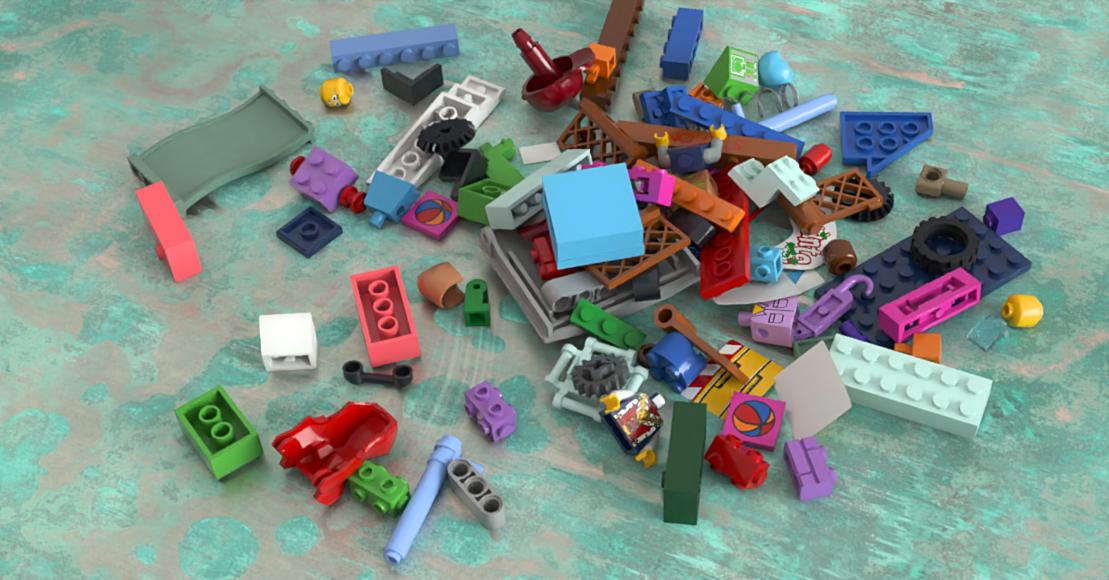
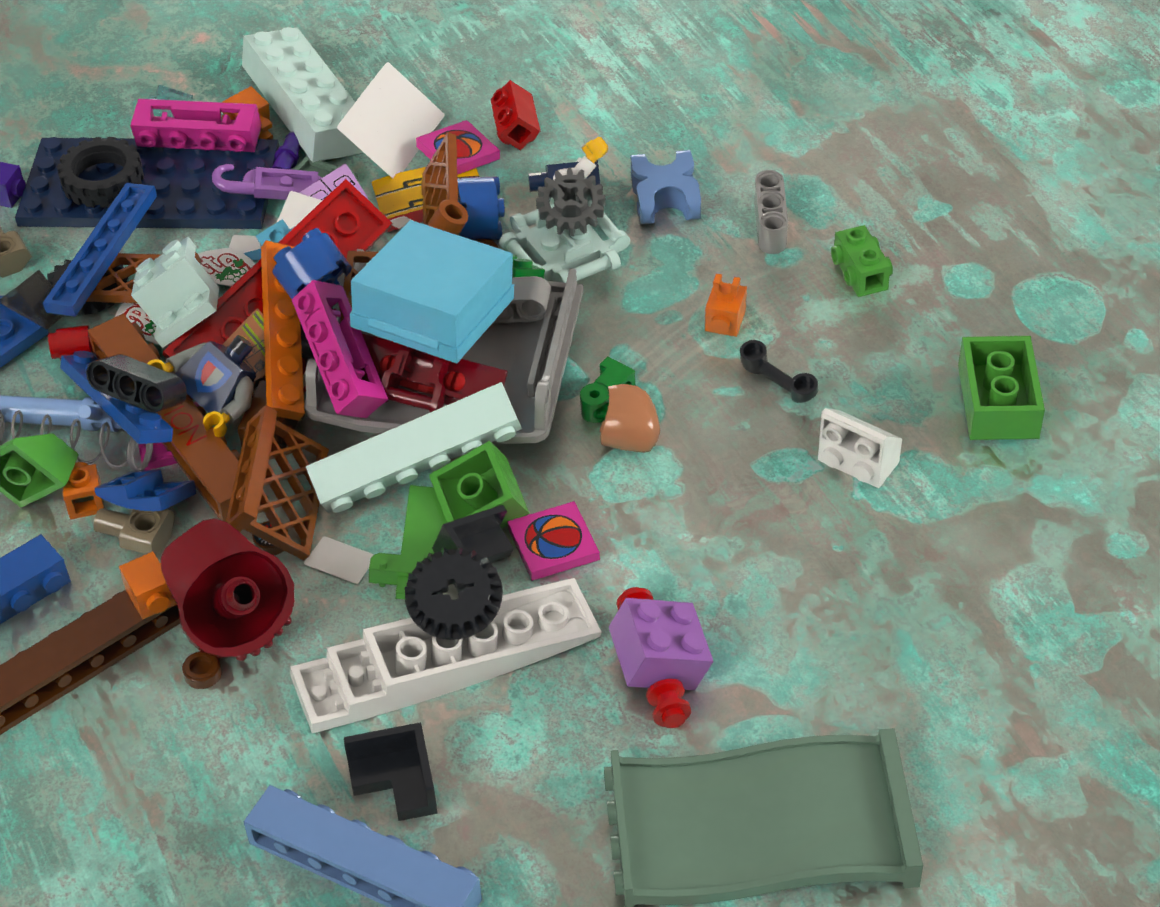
camera: 145 degrees left, 0 degrees up
(169, 232) = (926, 683): coral brick -> none
(309, 232) = (729, 610): dark blue tile -> none
(336, 92) = (520, 821): yellow head -> none
(337, 445) = (879, 295): red animal -> none
(385, 316) = (723, 418): coral brick -> none
(389, 199) = (595, 569): dark azure torso -> none
(401, 539) = (785, 253): light blue cylinder -> none
(446, 396) = (725, 307): none -> orange brick
(490, 411) = (693, 265): medium lavender brick -> none
(543, 255) = (498, 346): red brick -> none
(571, 472) = (665, 187): none -> medium blue piece
(684, 463) = (563, 123): dark green brick -> none
(686, 198) = (310, 260): none -> blue brick
(705, 113) = (136, 383): none -> black beam
(808, 468) = (460, 87): medium lavender brick -> none
(839, 256) = (201, 225): reddish brown head -> none
(863, 155) = (28, 300): none -> clear smoke slope
(864, 196) = (100, 250): none -> blue plate
(1022, 310) = (117, 101): yellow head -> none

